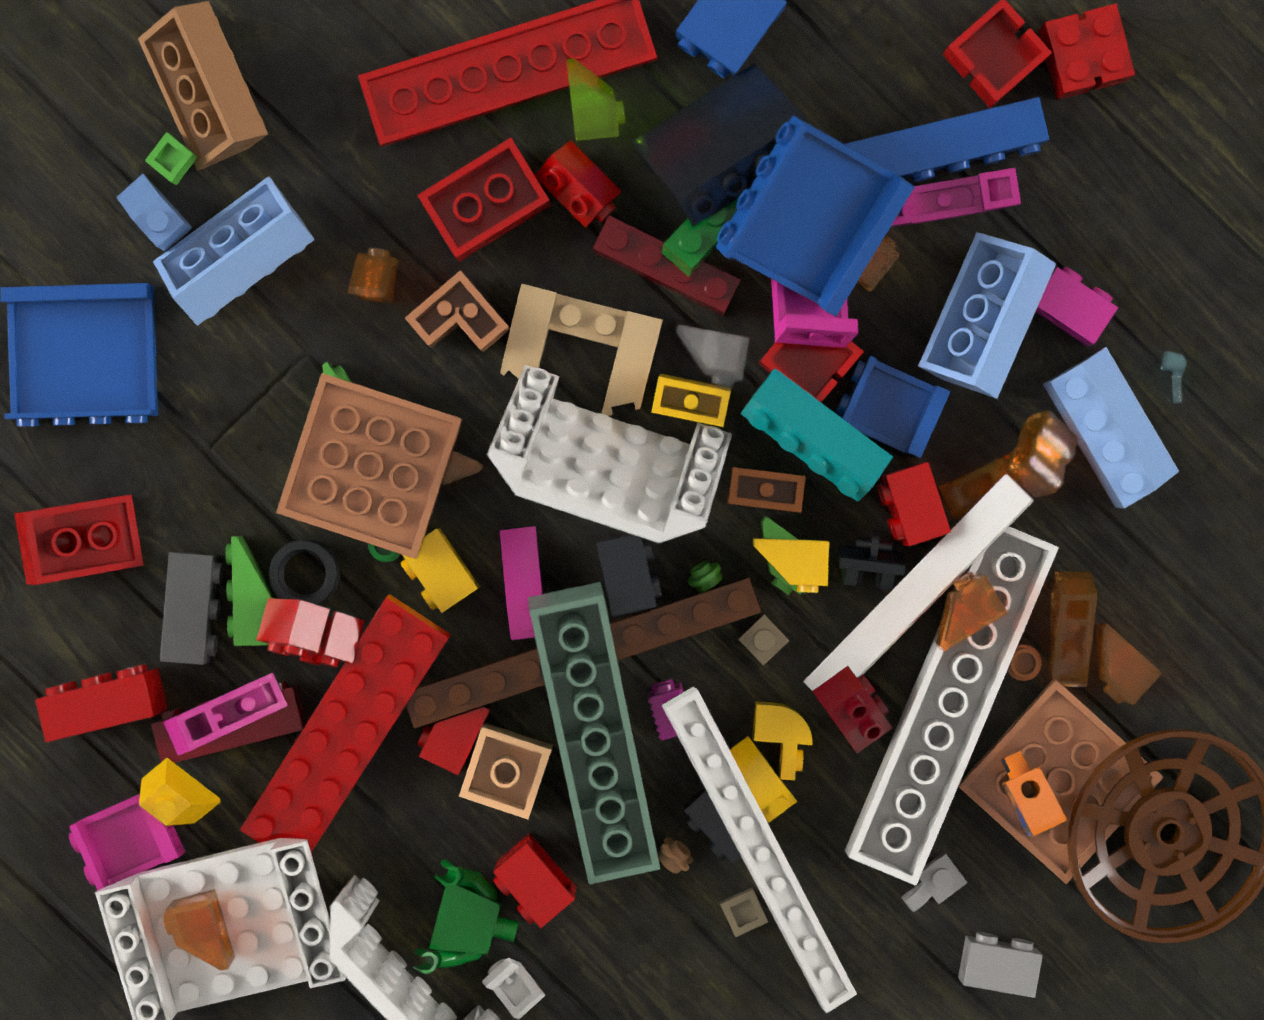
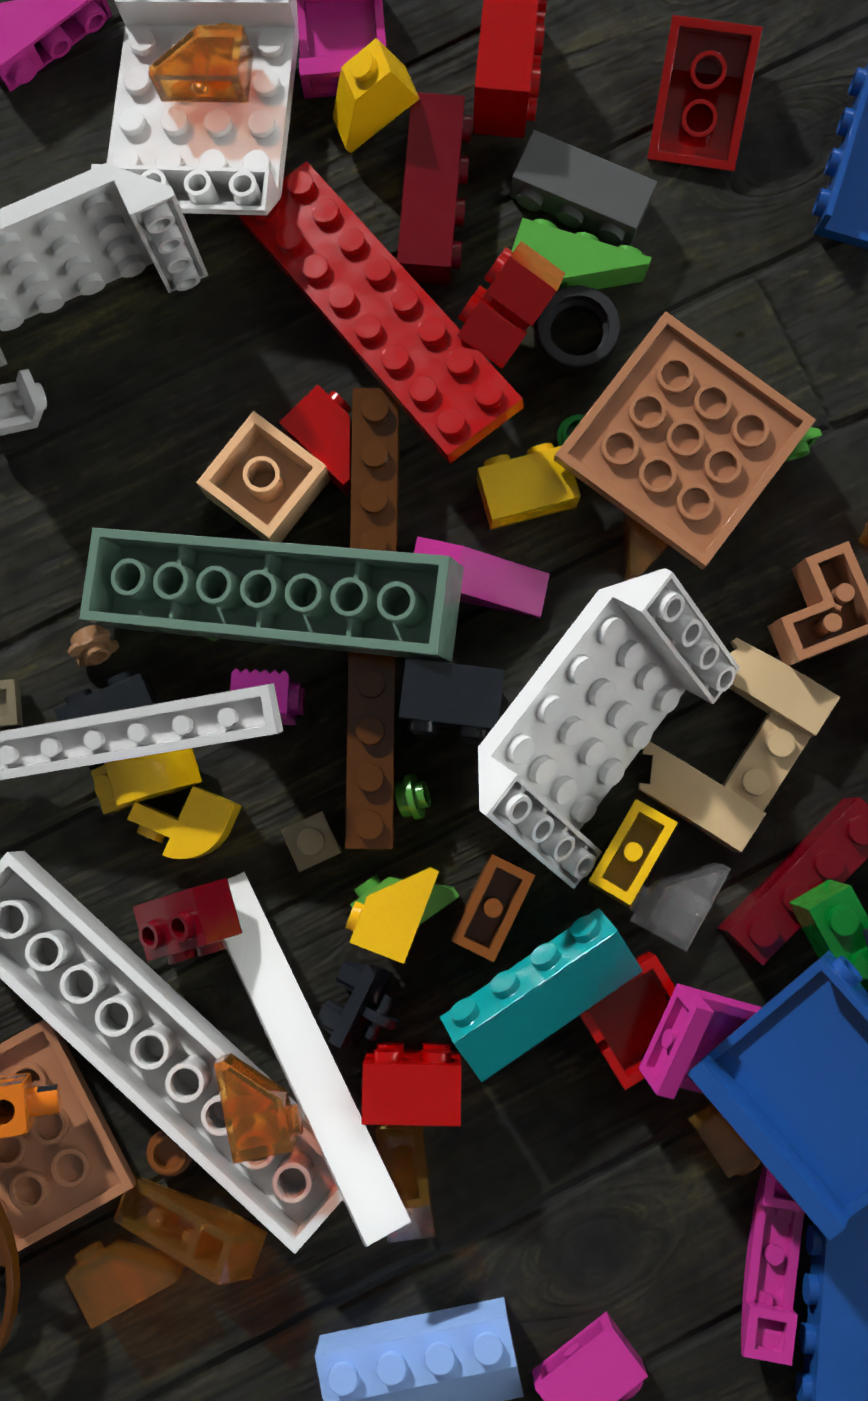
camera: 115 degrees right, 5 degrees down
(225, 714) = (447, 176): dark pink slope -> none
(465, 920) = (107, 375): green torso -> none
(534, 881) = (120, 467): red piece -> none
(892, 406) = (539, 1101): blue panel -> none
(987, 314) = (619, 1265): light blue brick -> none
(1042, 454) = (419, 1272): clear orange brick -> none

